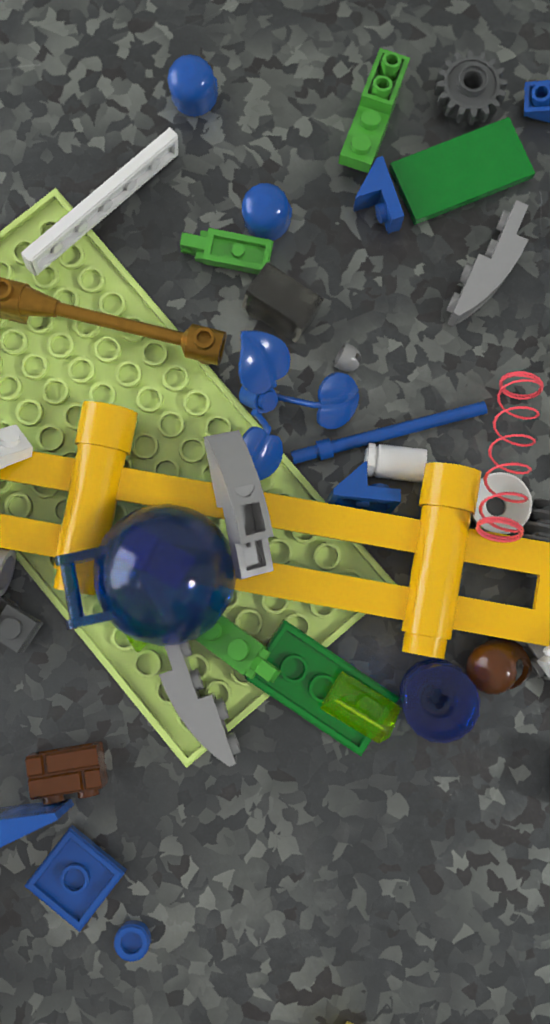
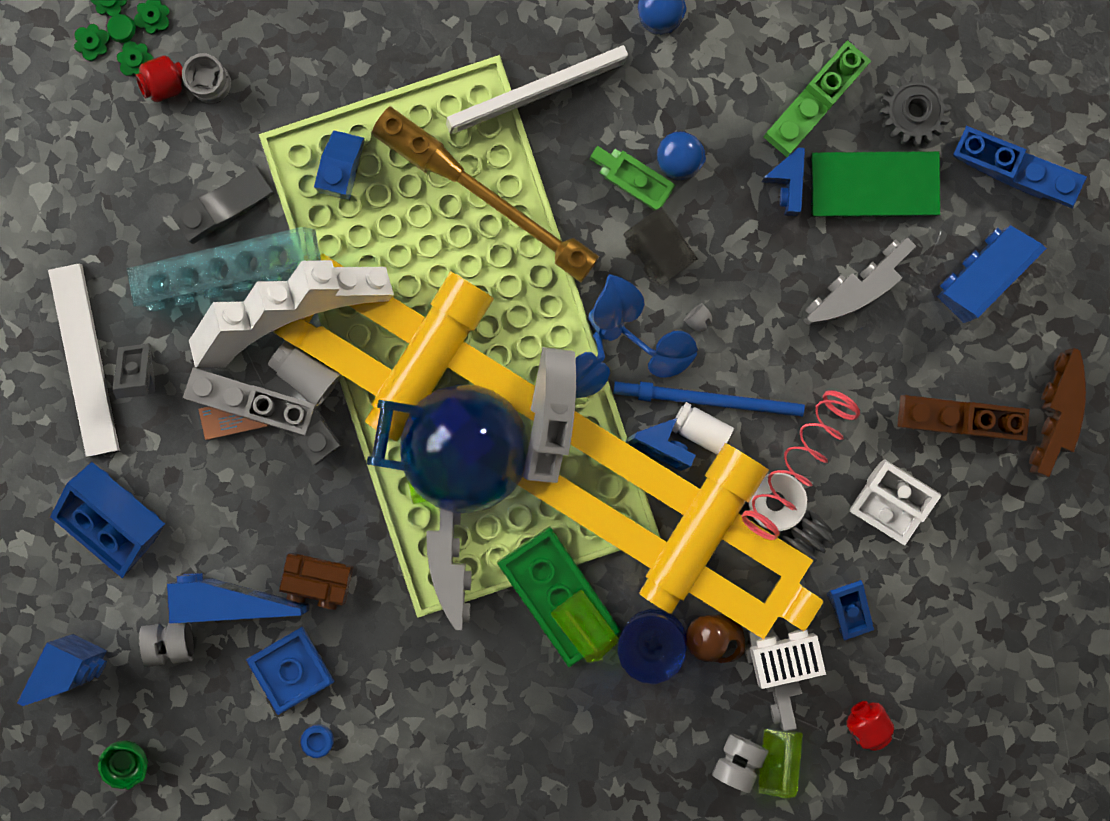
camera: 25 degrees right, 5 degrees up
(239, 650) = (501, 537): bright green hinge -> none

